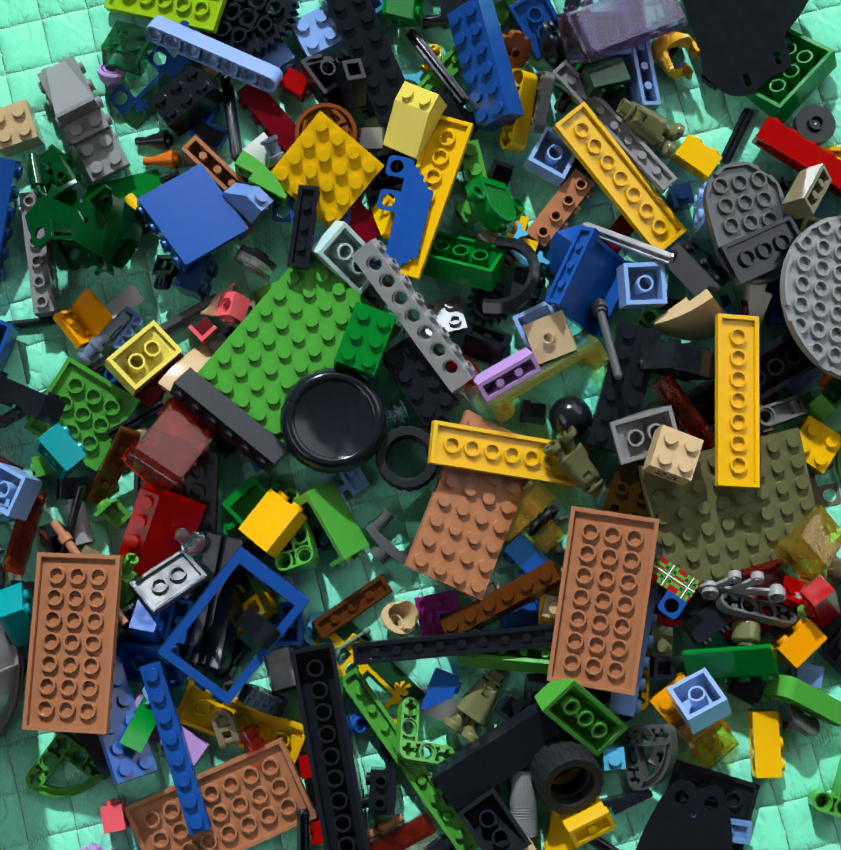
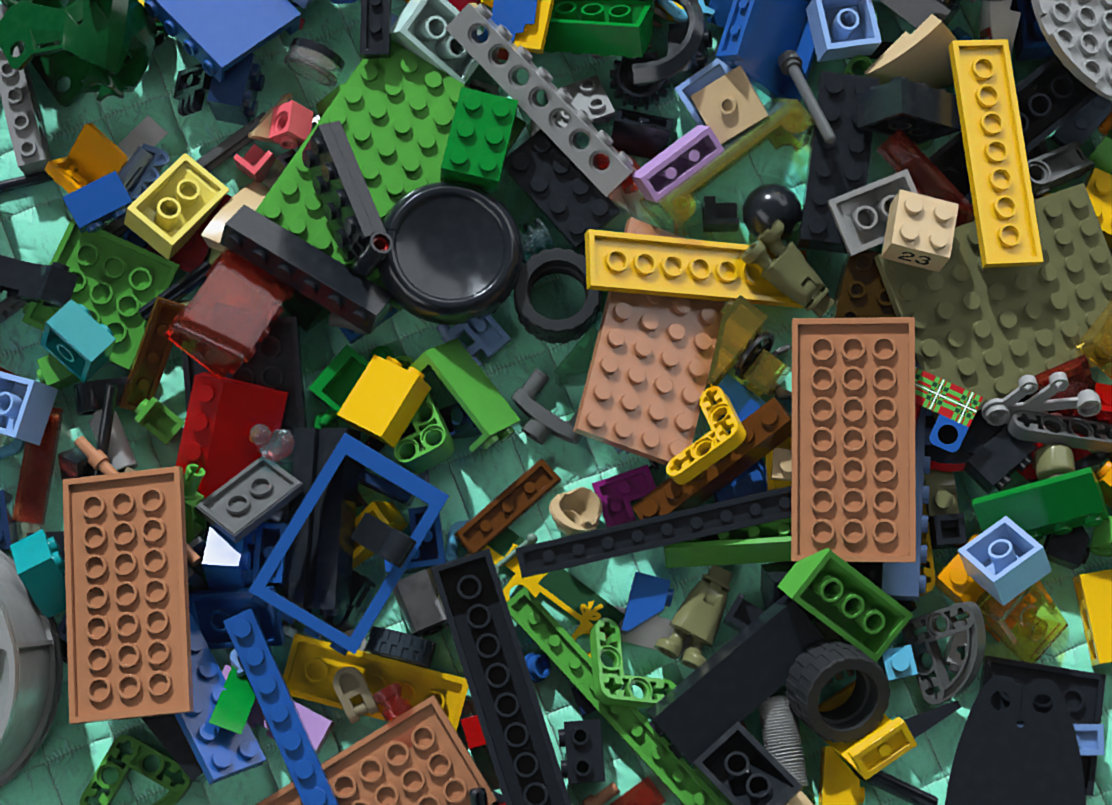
camera: 10 degrees left, 5 degrees down
(87, 350) = (98, 203): none -> blue brick
(262, 375) = (346, 198): none -> black hinge
(478, 600) = (690, 462): none -> yellow beam

